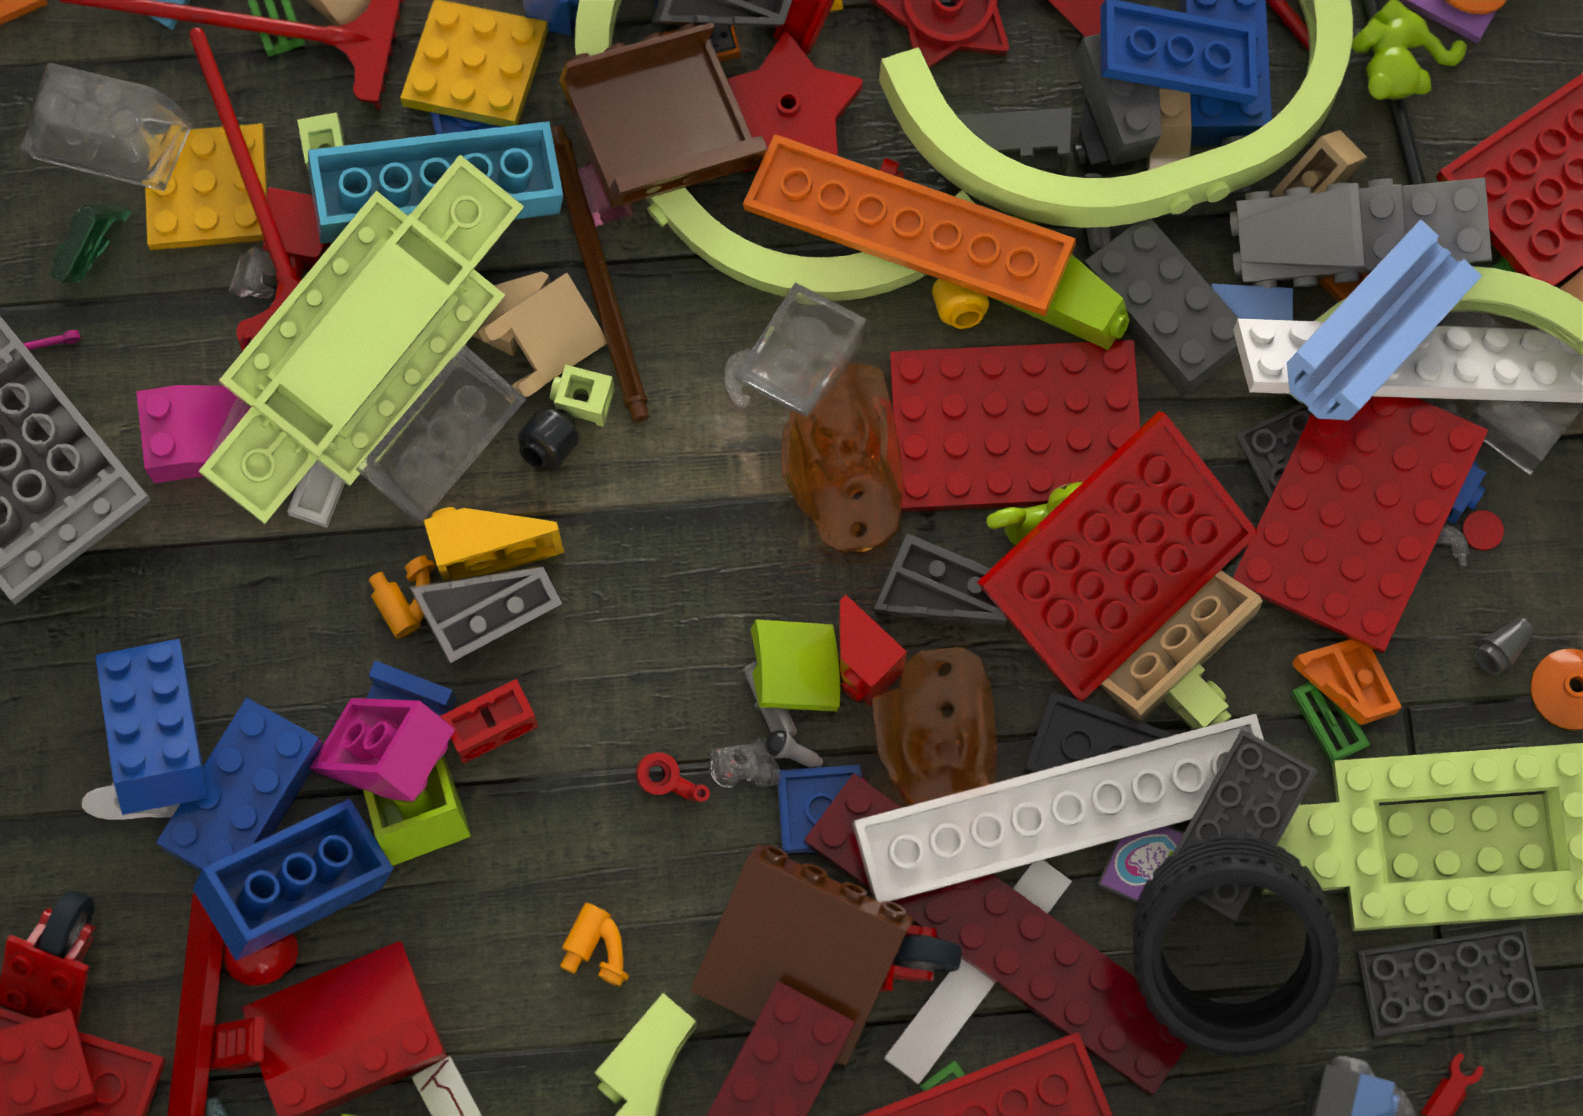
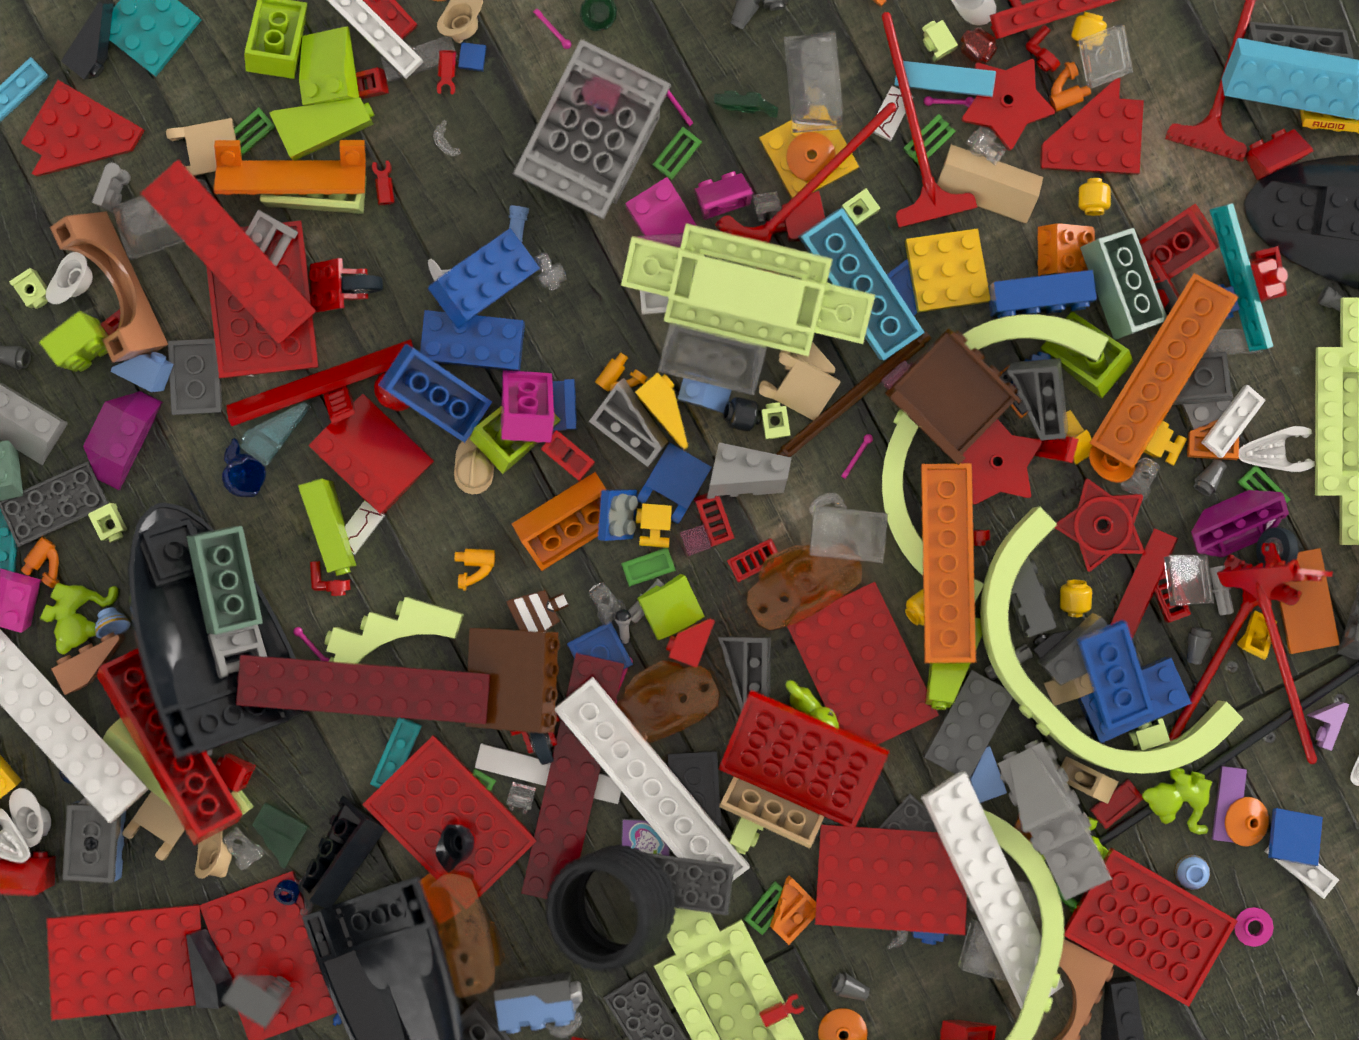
camera: 65 degrees right, 15 degrees up
(85, 644) = (518, 216): none -> medium blue pin
(125, 402) = (664, 170): none -> bright green tile
(198, 633) = (550, 275): none -> clear plate
(207, 323) = (723, 195): none -> dark pink slope
(209, 197) = (797, 152): none -> orange dish
(227, 60) = (890, 125): none -> white tile
(440, 884) = (472, 468): none -> tan piece
(491, 480) = (704, 395): none -> medium blue slope
(591, 767) = (562, 522): none -> orange slope
(601, 578) = (676, 478): none -> blue flag
(615, 682) = (617, 514): none -> piece
(637, 463) = (747, 471): none -> light grey wedge
(650, 632) = (656, 519): none -> yellow brick
(670, 780) = (579, 565): red plate -> none
(671, 278) = (867, 440): none -> dark pink hinge
(686, 562) = (728, 535): none -> red slope
(707, 874) = (537, 610): none -> torso
(708, 586) = (695, 540): none -> clear pink brick
(718, 678) = (648, 566): none -> bright green tile
(775, 479) = (734, 567): none -> red slope
(997, 1027) = (521, 796): none -> clear tile
(1040, 81) = (1076, 598): none -> yellow head
(1287, 60) = (1149, 735): none -> yellowish green brick
(1372, 138) = (1122, 800): none -> red tile
(1378, 325) = (991, 855): light blue piece -> none
(1483, 530) = (914, 950): red piece -> none
(1503, 756) = (780, 1011): none -> red bar
(1516, 88) = (1192, 872): none -> light blue piece

